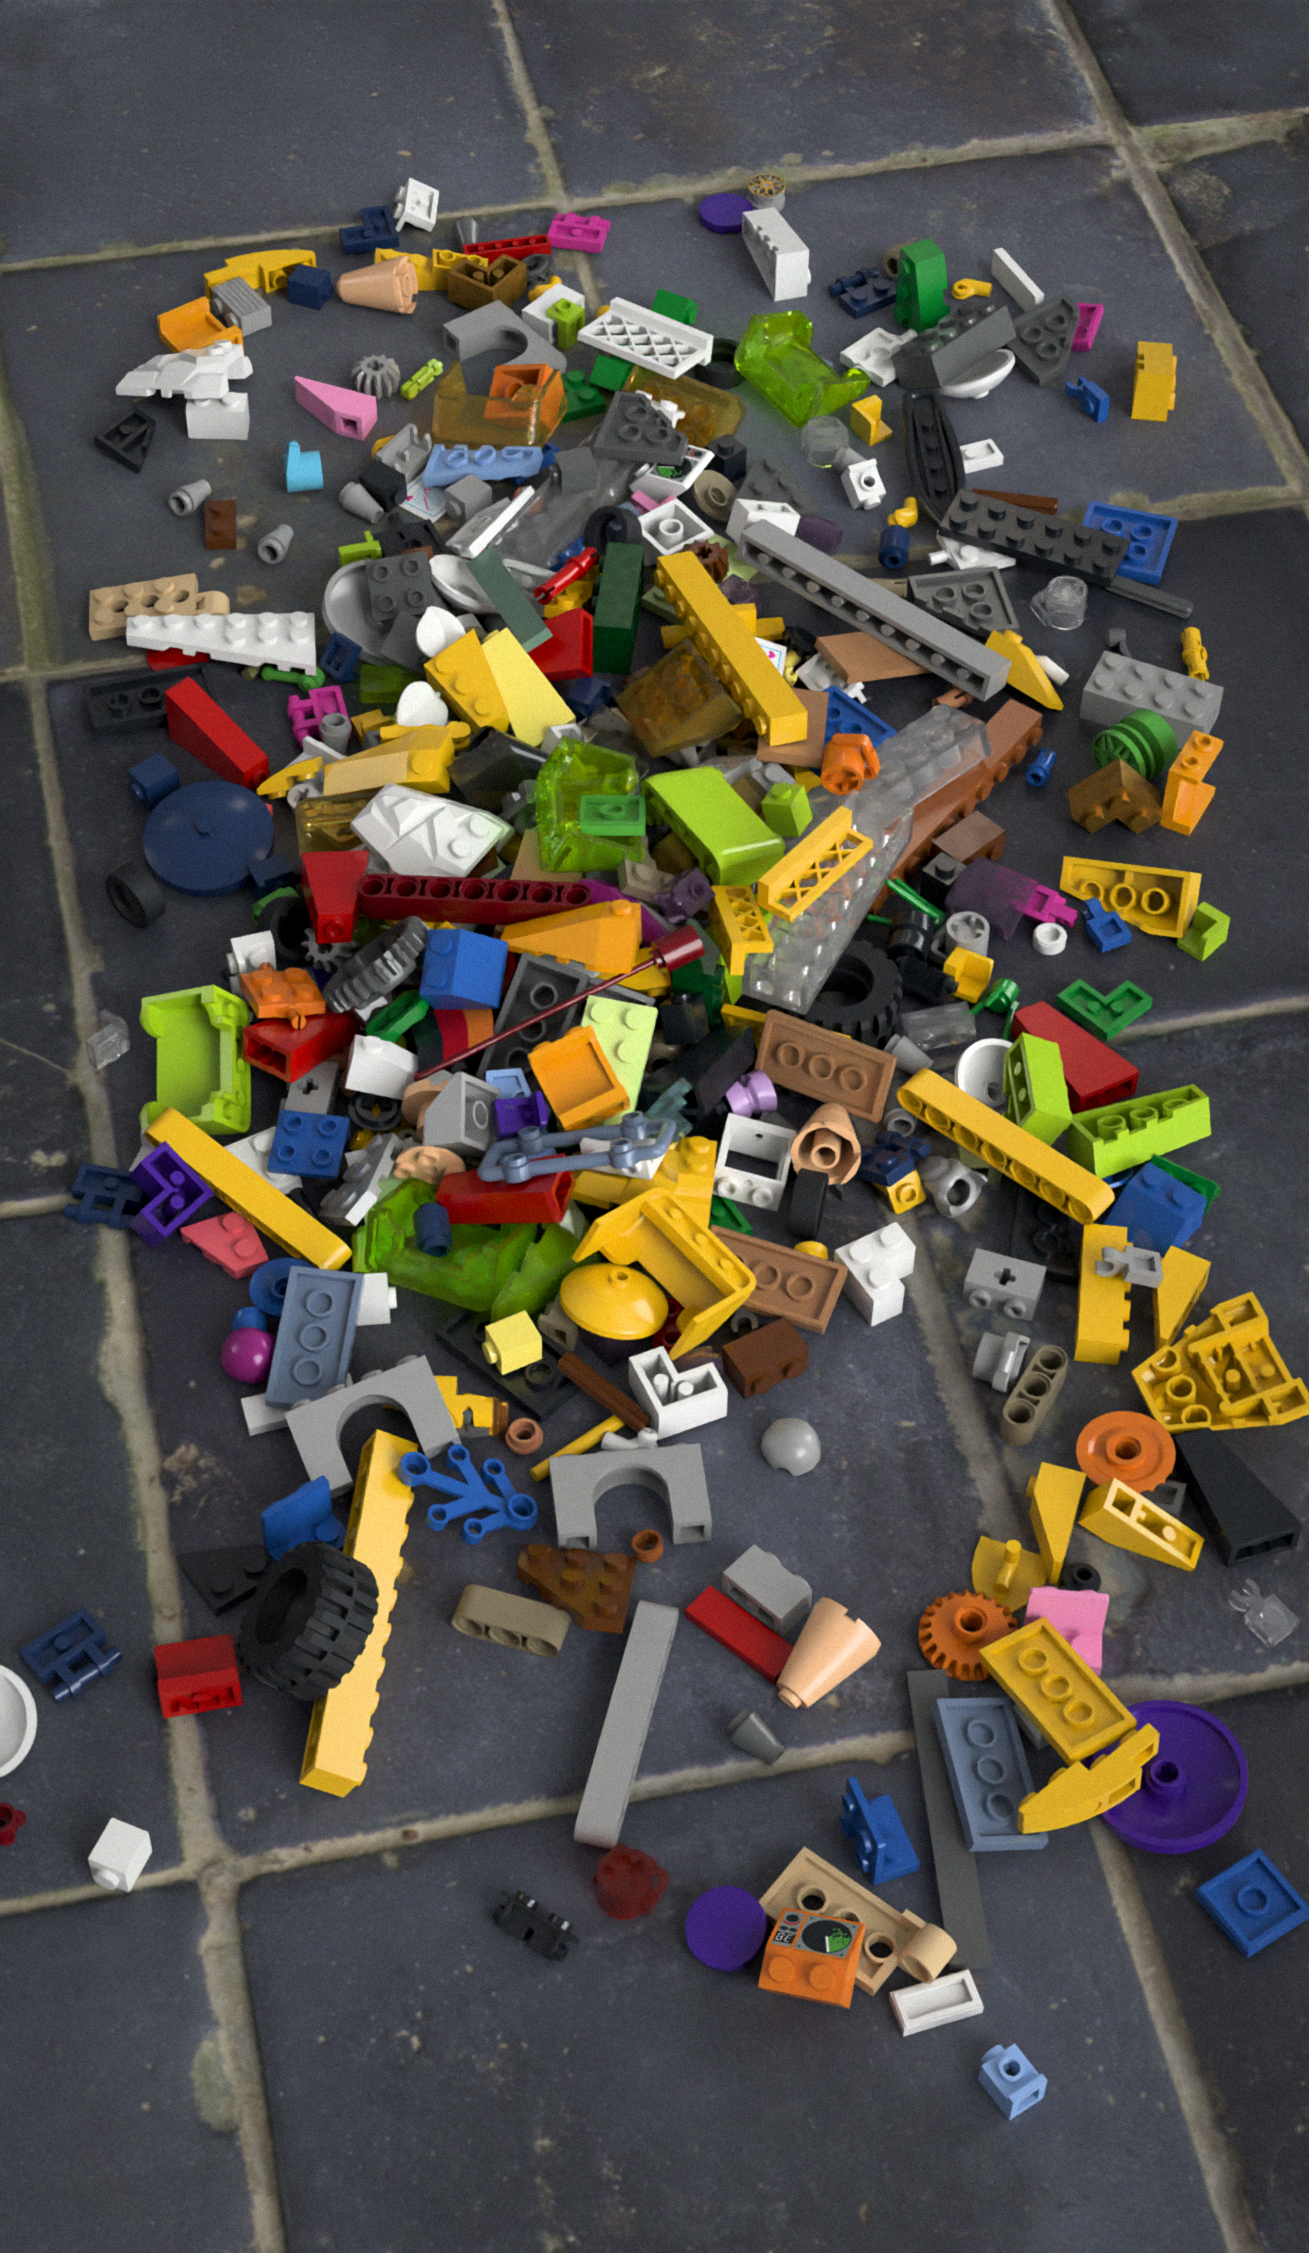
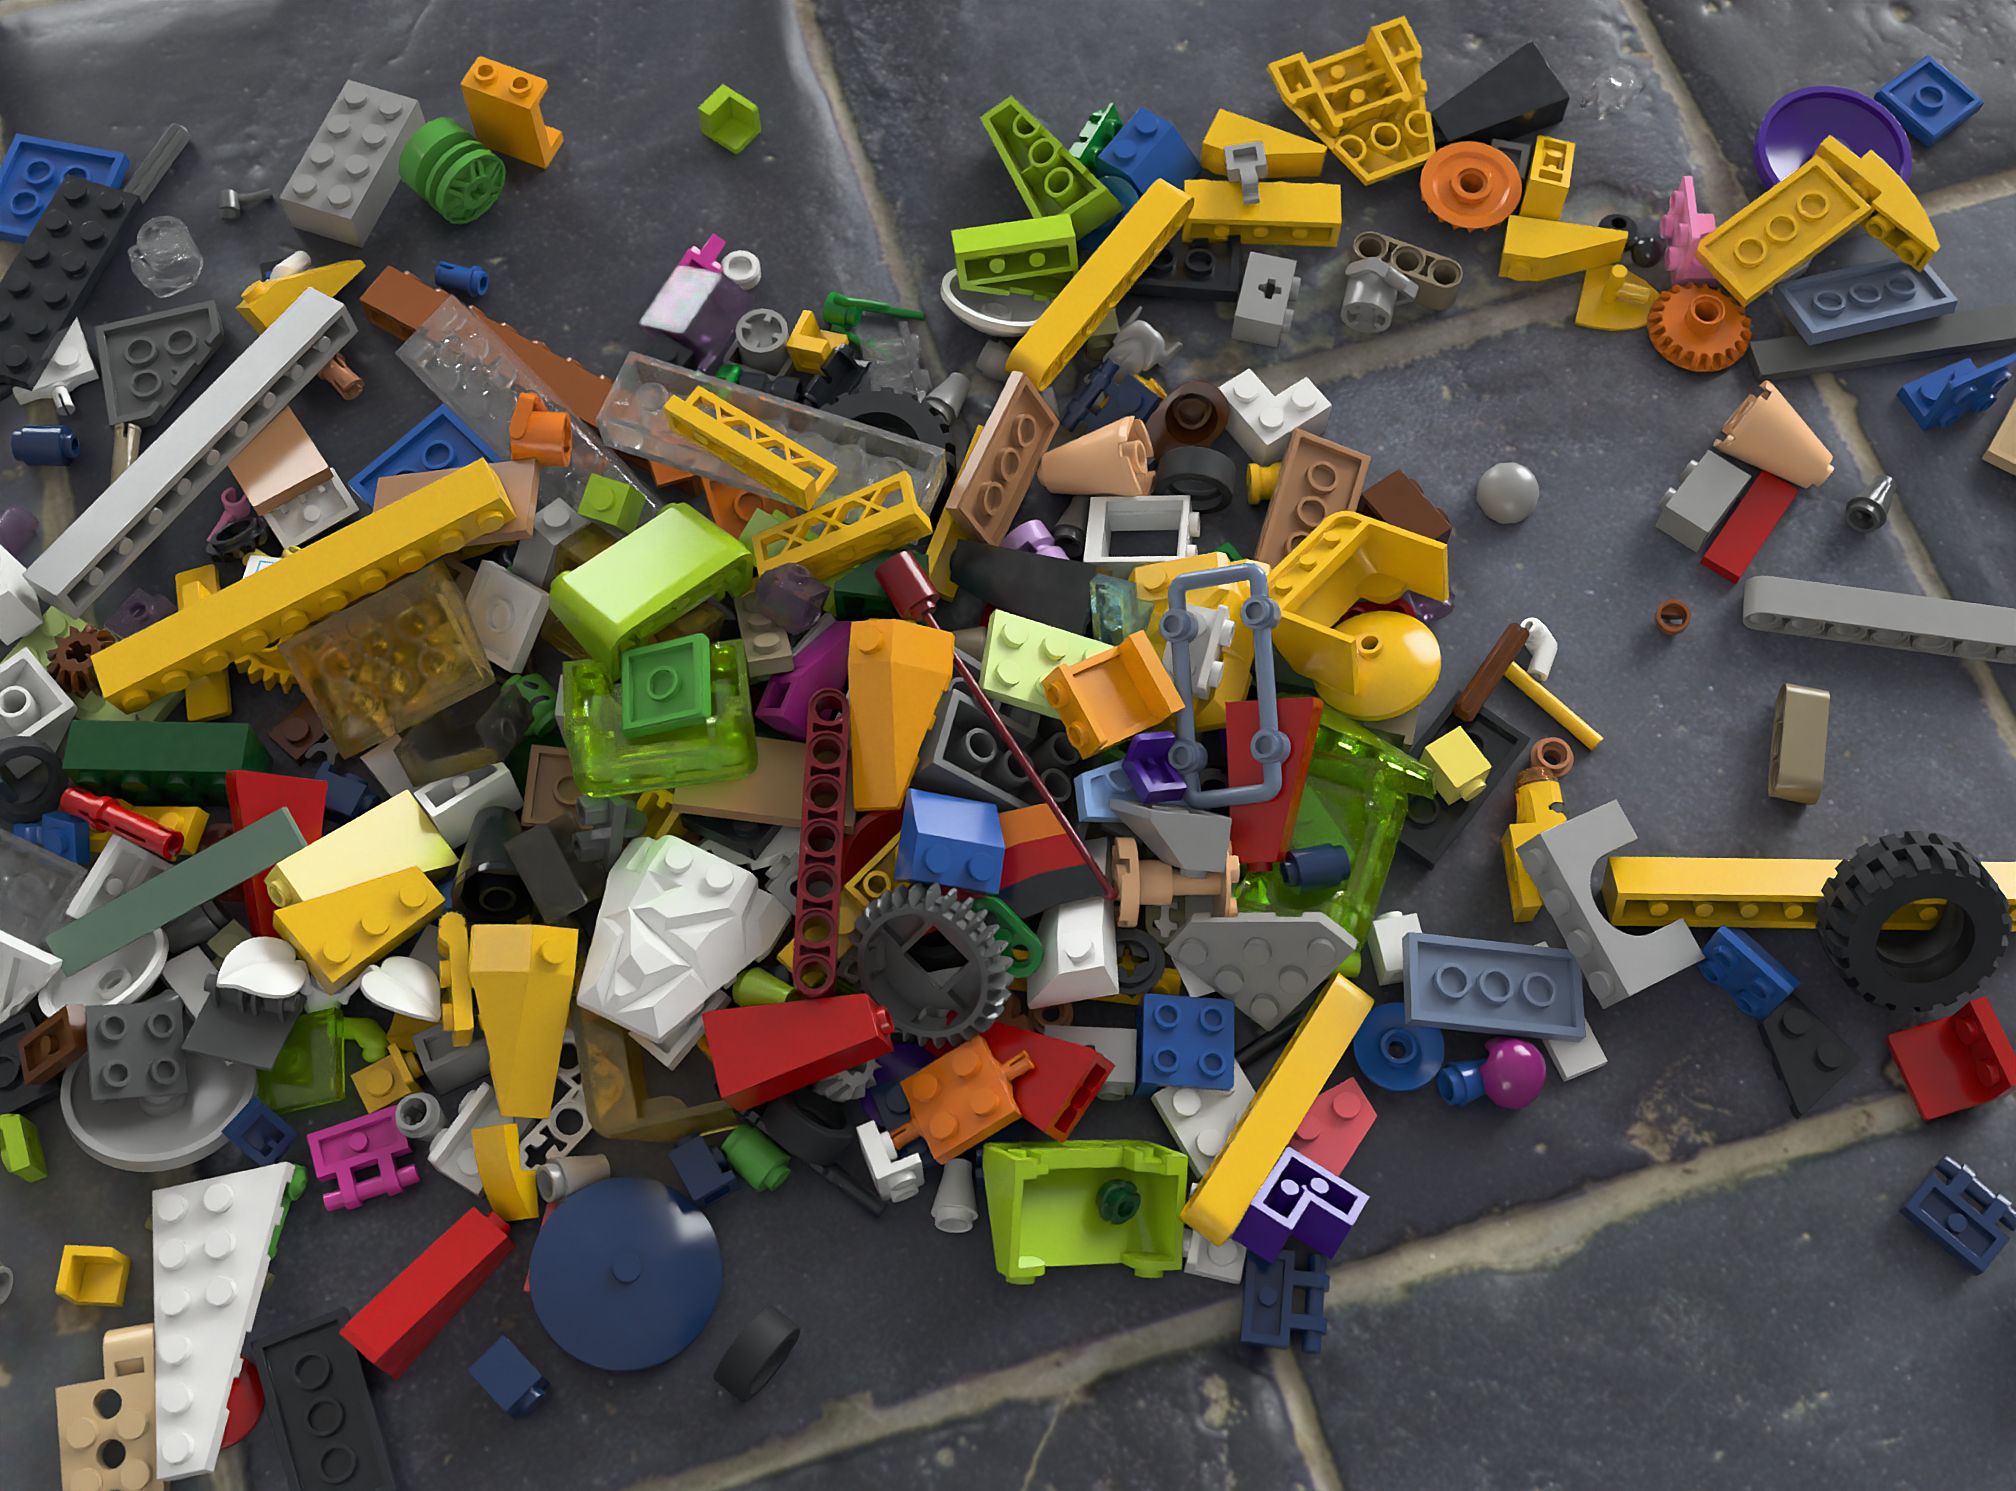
camera: 95 degrees left, 15 degrees up
(109, 1042) = (1029, 1346): clear bracket -> none
(196, 1094) = (1117, 1201): none -> dark green plate
(267, 590) = (93, 1275): none -> yellow panel
(282, 810) = (567, 1175): none -> light grey cone
(472, 1494) = (1658, 753): blue plant -> none
(583, 1582) = (1746, 670): reddish brown plate -> none
(670, 1471) = (1607, 691): light grey arch -> none
(676, 1399) = (1485, 598): white brick -> none
(684, 1017) = (961, 609): black brick -> none
(870, 1207) = (1188, 417): none -> reddish brown piece
(970, 839) = (600, 340): reddish brown brick -> none
(1090, 1068) = (922, 246): red slope -> none
(1103, 1014) = (858, 211): green plate -> none
(1104, 928) = (728, 209): blue plate -> none
(1114, 794) = (531, 196): pearl gold brick -> none
(1144, 896) = (674, 174): yellow wedge -> none
(1194, 654) = (263, 125): yellow pin -> none

